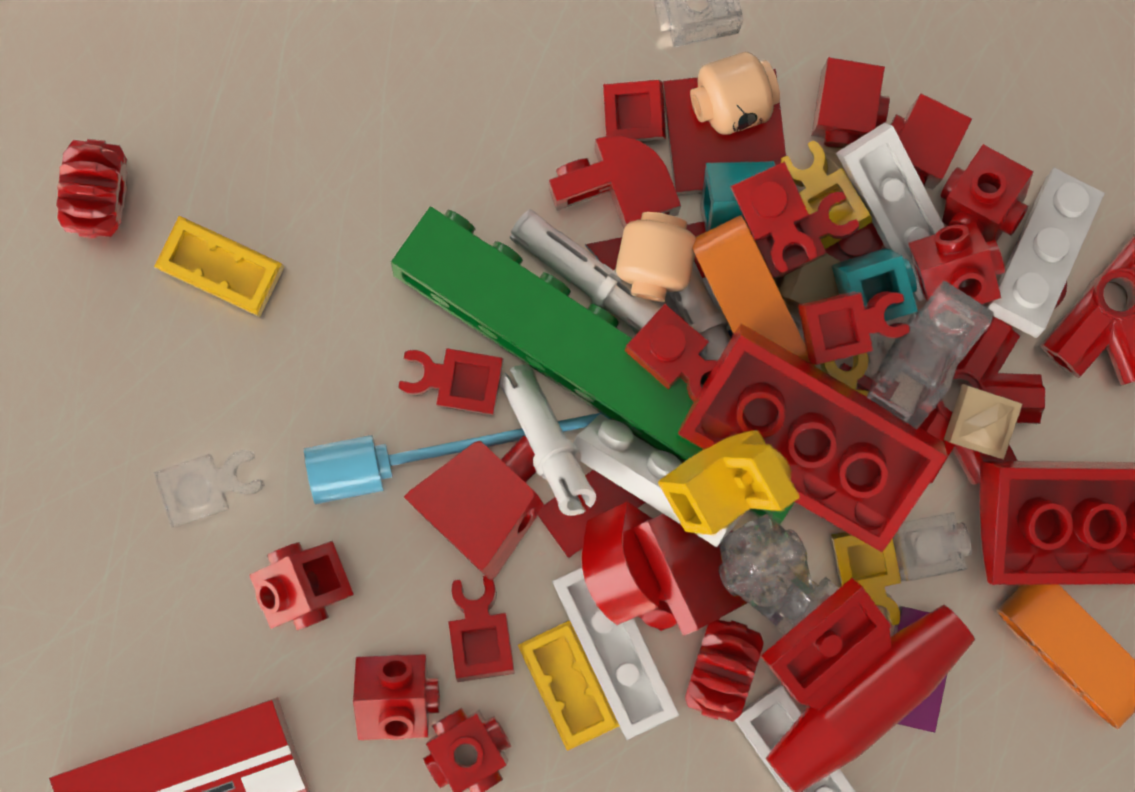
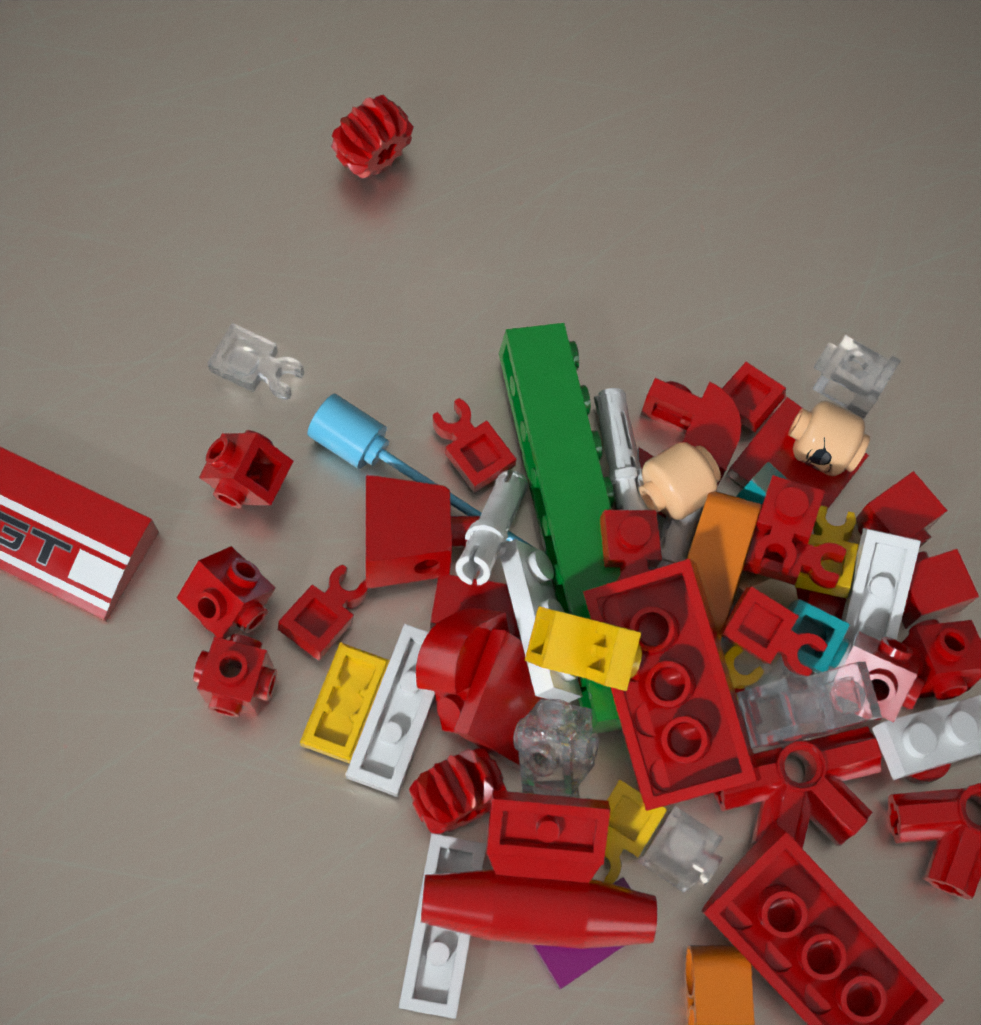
camera: 40 degrees right, 15 degrees down
(219, 266) = (399, 251): yellow plate -> none
(982, 421) = (802, 795): tan tile -> none

